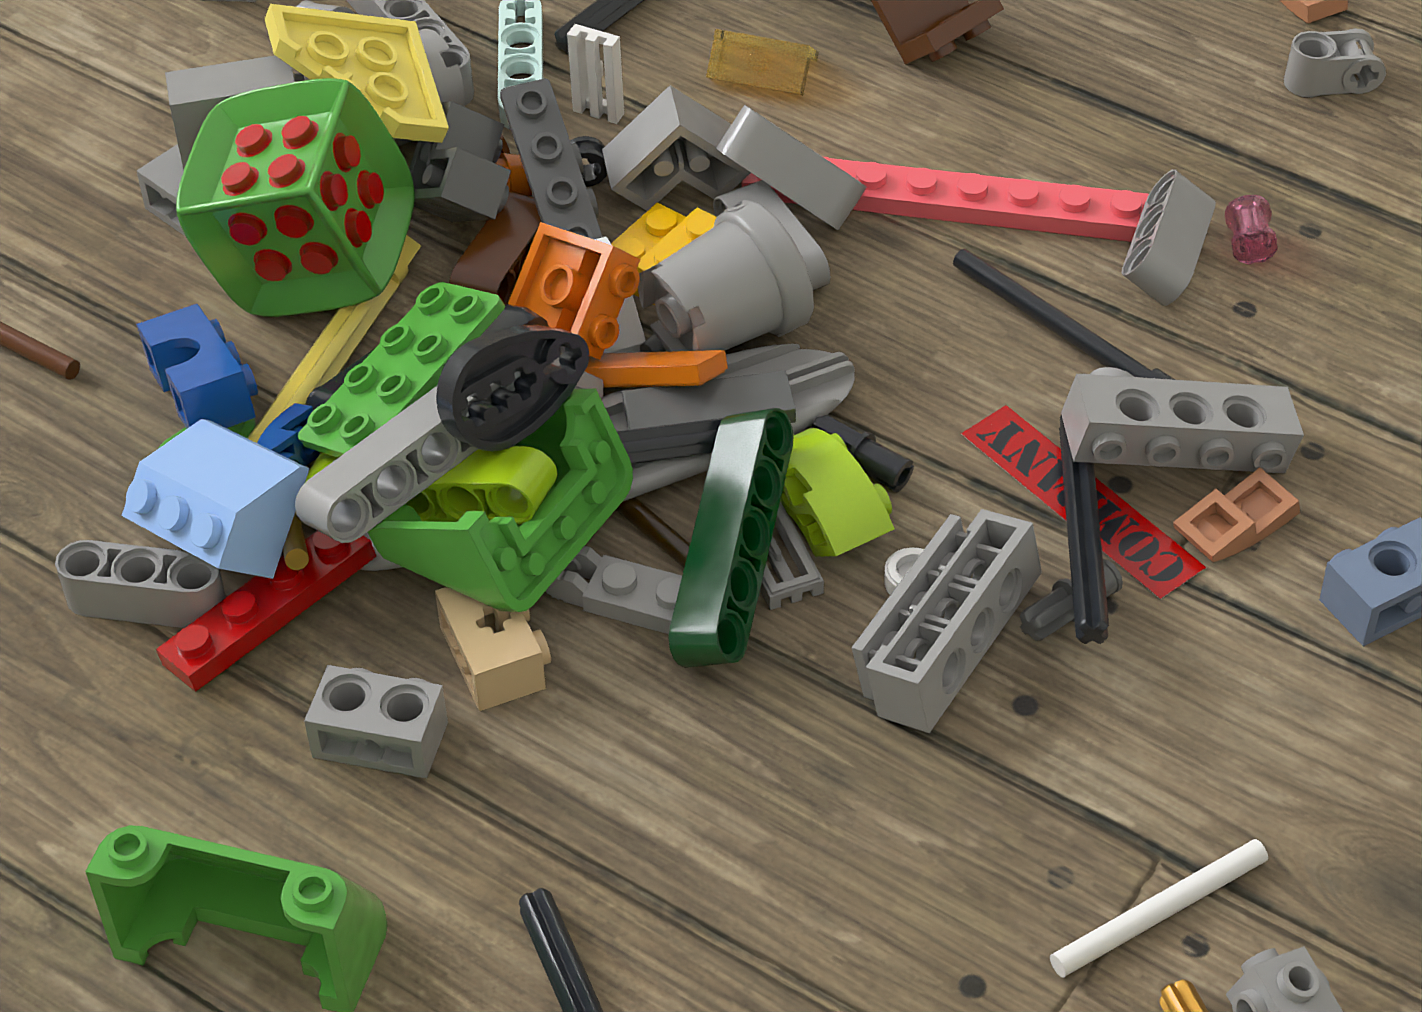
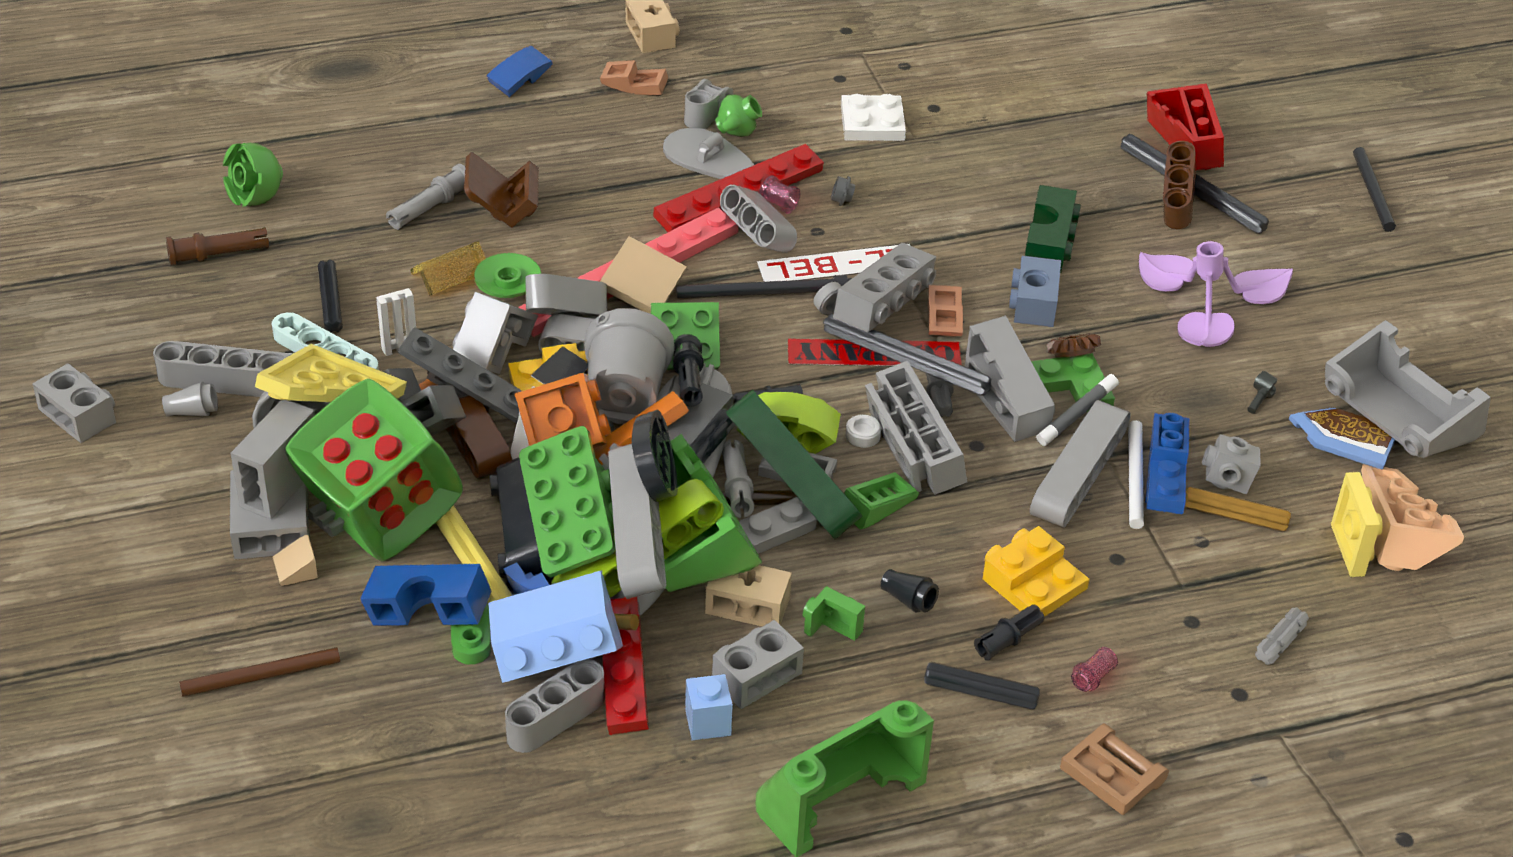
camera: 55 degrees left, 5 degrees down
(170, 256) = (296, 562): none -> tan slope
(257, 718) = (708, 707): none -> light blue brick
(531, 725) = (835, 612): none -> bright green bracket
(652, 516) = (738, 483): none -> light grey pin
(653, 238) = (560, 366): none -> black sticker
(659, 797) = (912, 590): none -> black cone
(686, 941) = (1008, 632): none -> black axle
(781, 677) = (877, 501): none -> bright green slope
(801, 105) = (505, 274): none -> bright green dish
(805, 337) = (688, 364): none -> black pin
(828, 905) = (1033, 572): none -> yellow plate
(877, 309) = (695, 319): none -> bright green bracket
(931, 209) = (642, 275): none -> tan tile
(1098, 829) = (1080, 463): none -> light grey beam
(1154, 654) = (1017, 392): none -> light grey wedge
(1196, 355) = (821, 264): none -> white sticker
(1198, 763) = (1077, 410): none -> dark grey bar
(1203, 935) = (1168, 463): none -> blue slope
(1254, 130) = (704, 152): none -> light grey shield
(1282, 725) = (1072, 373): none -> bright green plate
(1294, 201) = (788, 167): none -> red plate
(1325, 683) = (1073, 345): none -> reddish brown gear
(1341, 101) = (738, 115): none -> bright green piece
(1341, 278) = (842, 190): none -> dark grey plate

